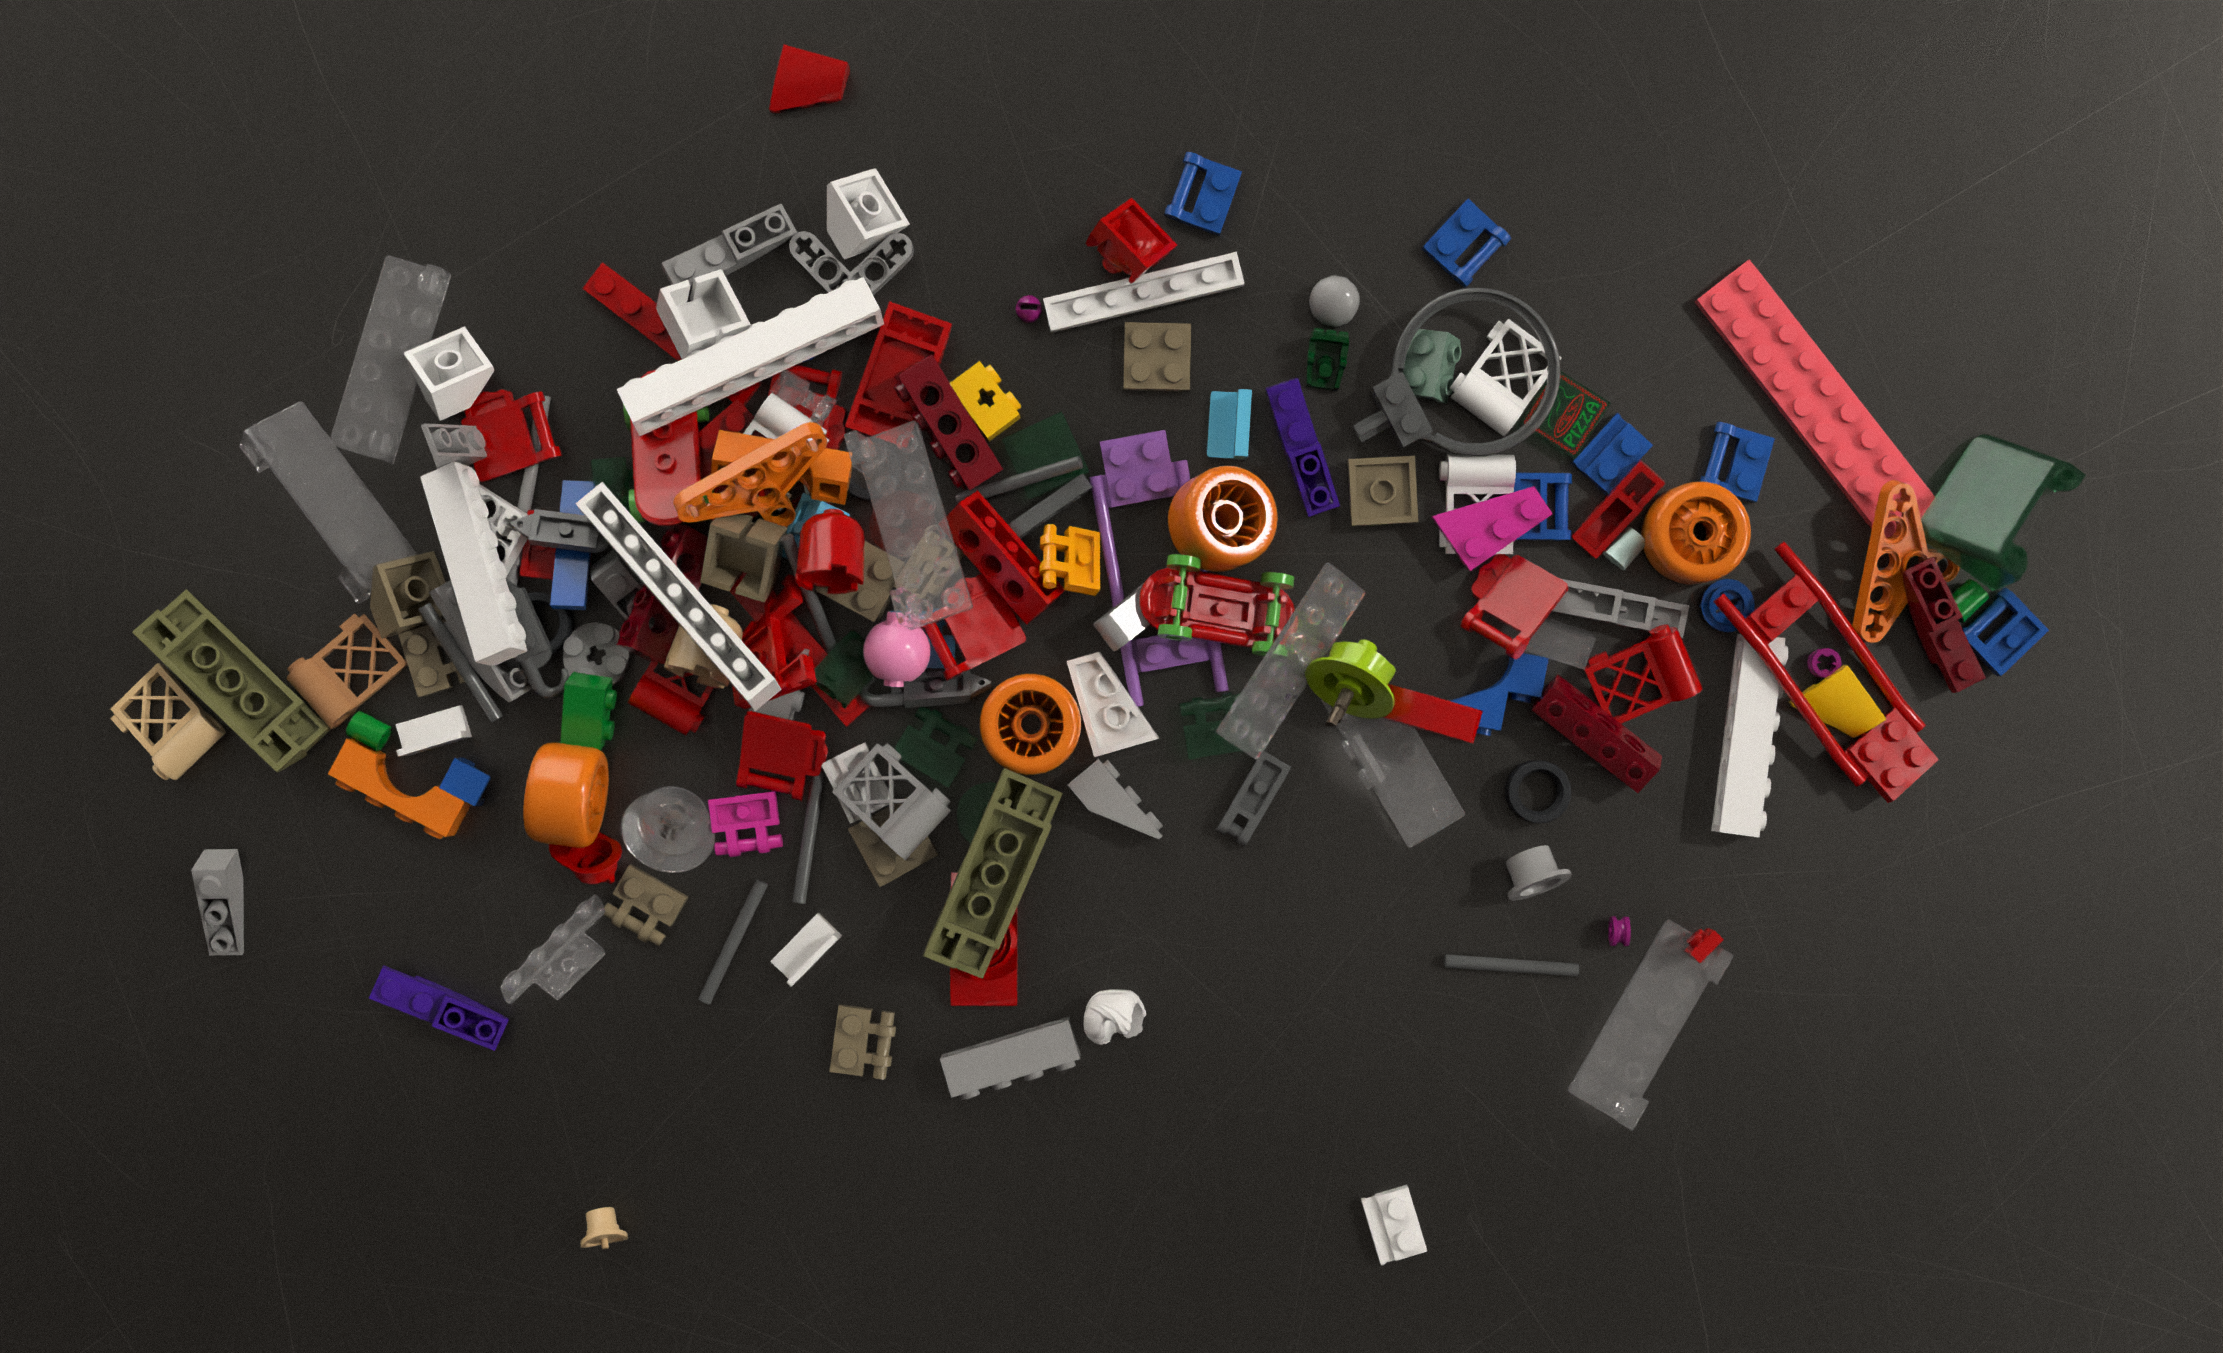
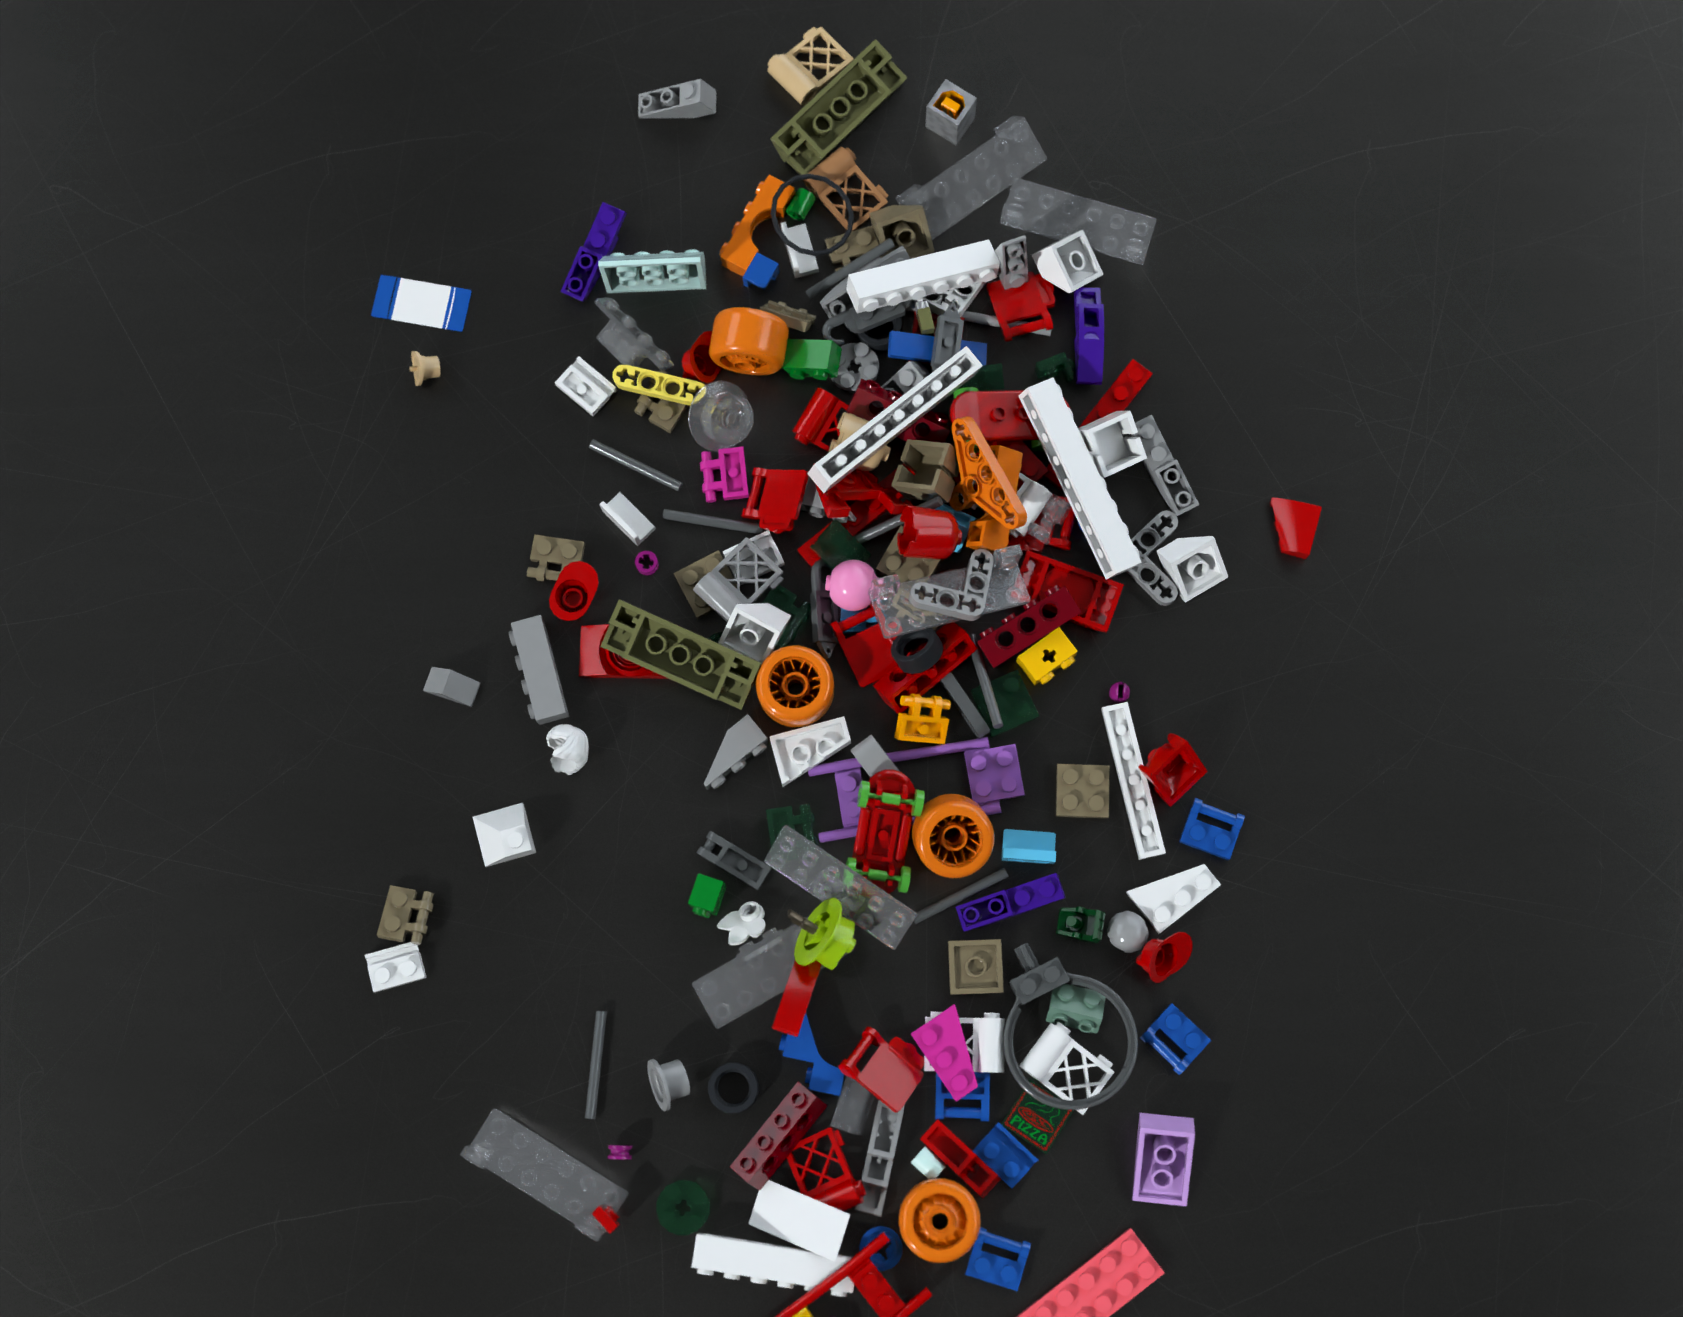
camera: 90 degrees right, 10 degrees down
(237, 529) = (950, 112): none -> flat silver piece
(376, 765) = (794, 246): none -> black piece
(465, 926) = (653, 271): none -> light aqua slope
(509, 1238) = (421, 303): none -> sticker
(530, 736) = (794, 318): none -> dark tan plate
(532, 561) = (924, 318): none -> olive piece
(552, 344) = (1089, 336): none -> dark purple slope
(595, 395) = (1051, 366): none -> clear green bracket
(620, 909) = (659, 389): none -> light yellow beam
(626, 1011) = (585, 386): none -> white plate
(872, 930) = (652, 569): none -> magenta bush
(908, 1016) = (574, 591): none -> red piece
(913, 501) = (968, 595): none -> light grey beam
(959, 777) = (754, 629): none -> white slope
(996, 555) = (923, 659): none -> black tyre
(1032, 1171) = (452, 686): none -> light grey slope
(1223, 1093) = (504, 834): none -> white slope
(1290, 244) = (1173, 896): none -> white wing
(1292, 510) = (961, 895): none -> dark grey bar
(1303, 831) = (706, 896): none -> green brick
(1327, 1224) = (398, 912): none -> dark tan plate
(1334, 784) = (744, 923): none -> white plate
(1366, 254) = (1165, 956): none -> red piece
(1613, 258) = (1163, 1159): none -> lavender slope
(1672, 834) = (670, 1216): none -> clear green plate
(1699, 705) = (799, 1220): none -> white sticker

